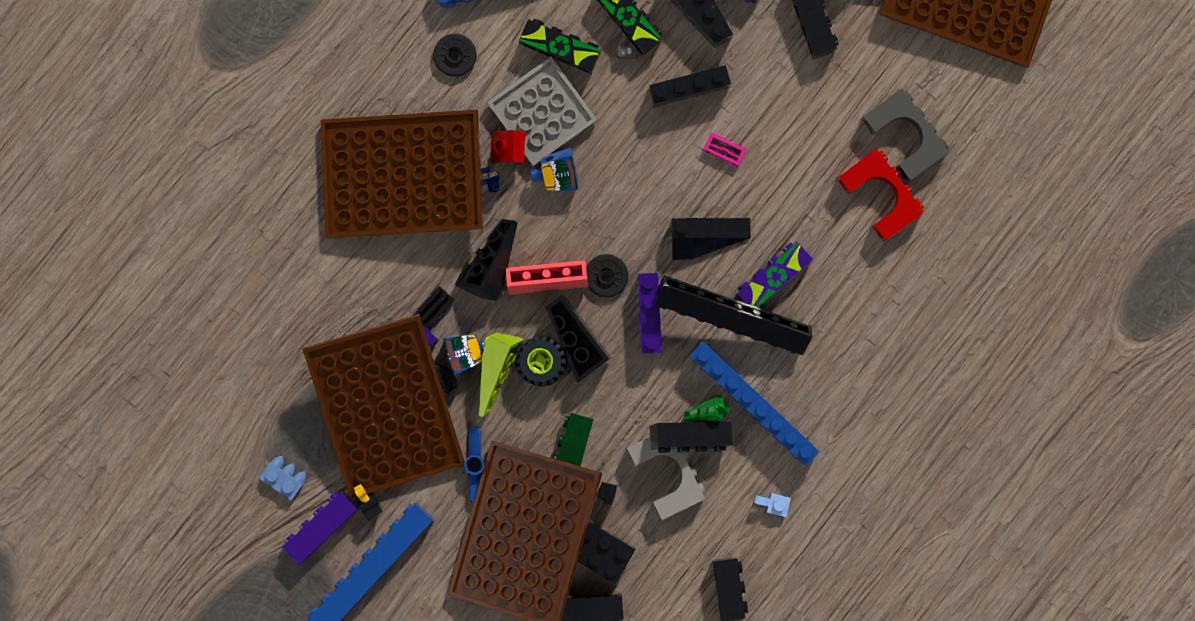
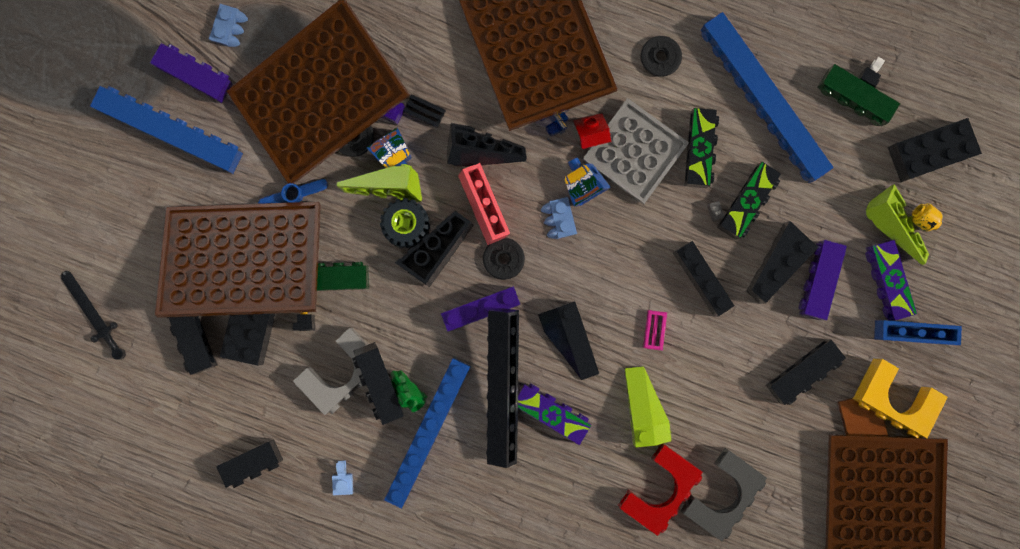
camera: 70 degrees right, 0 degrees up
(368, 503) = (225, 109): black piece -> none
(584, 206) = (560, 218): none -> medium blue plate
(802, 184) = (646, 413): none -> lime wedge

